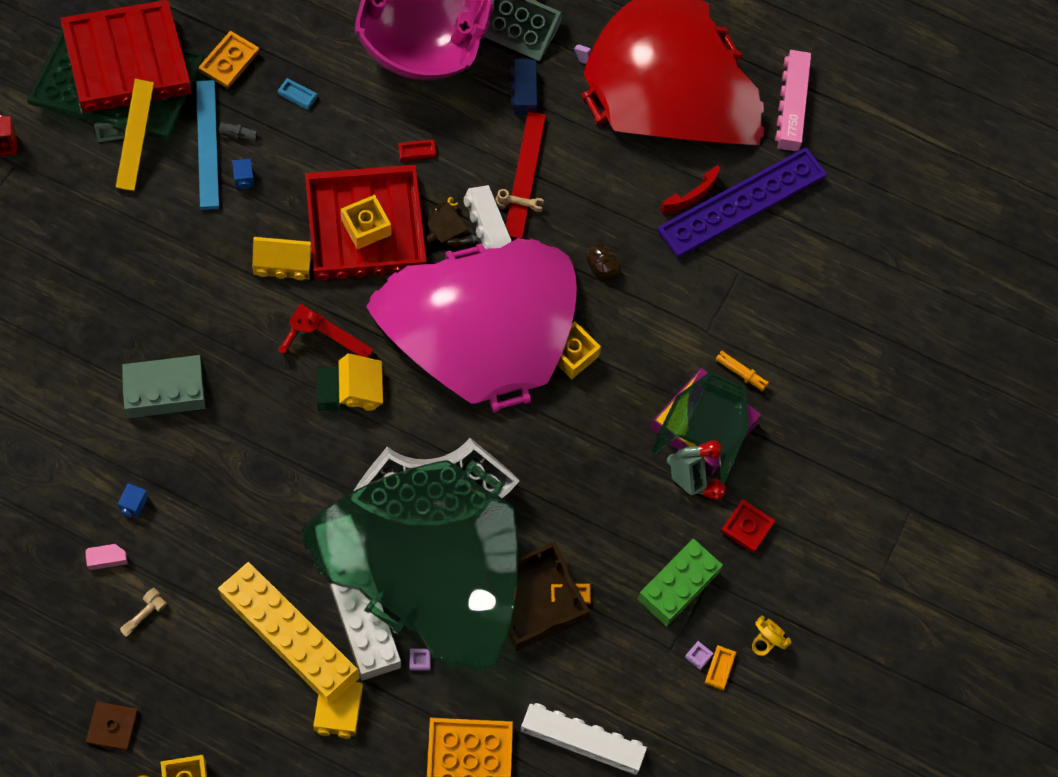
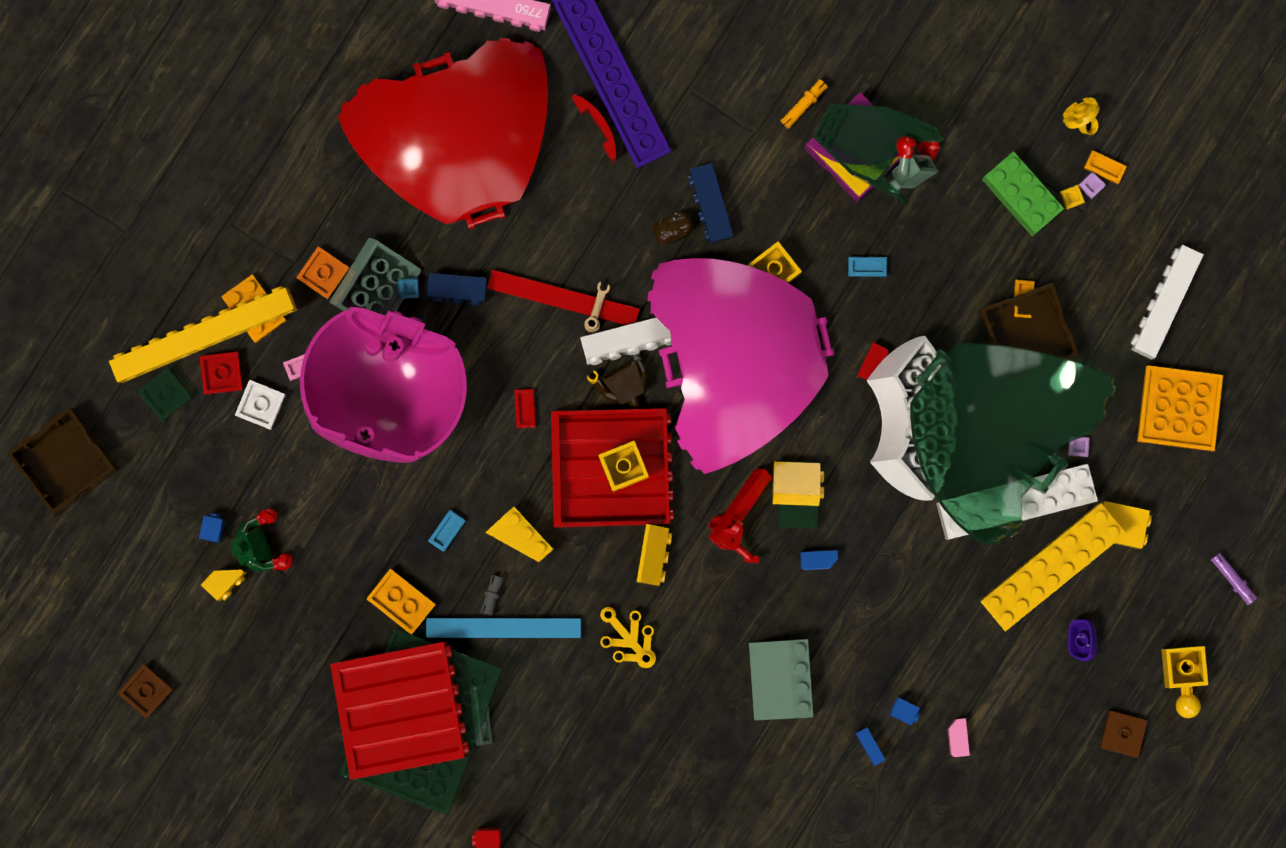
camera: 80 degrees left, 20 degrees up
(96, 470) = (870, 746): none -> blue piece
(134, 135) = (499, 702): yellow tile -> none
(154, 602) = (1006, 693): tan brick -> none
(200, 249) = (630, 640): none -> yellow plant
(212, 673) = (1082, 640): none -> dark purple piece
(243, 173) = (546, 591): blue brick -> none
(285, 412) = (818, 560): none -> blue piece
(295, 150) = (520, 535): none -> yellow wedge
(494, 448) = (873, 359): none -> red piece
(520, 48) = (408, 288): none -> dark azure tile
(582, 53) = (421, 221): lavender tile -> none
(586, 441) = (867, 266): none -> dark azure tile
(631, 293) = (711, 204): none -> dark blue brick
(683, 636) = (1072, 197): none -> yellow tile
(747, 526) = (968, 121): red plate -> none

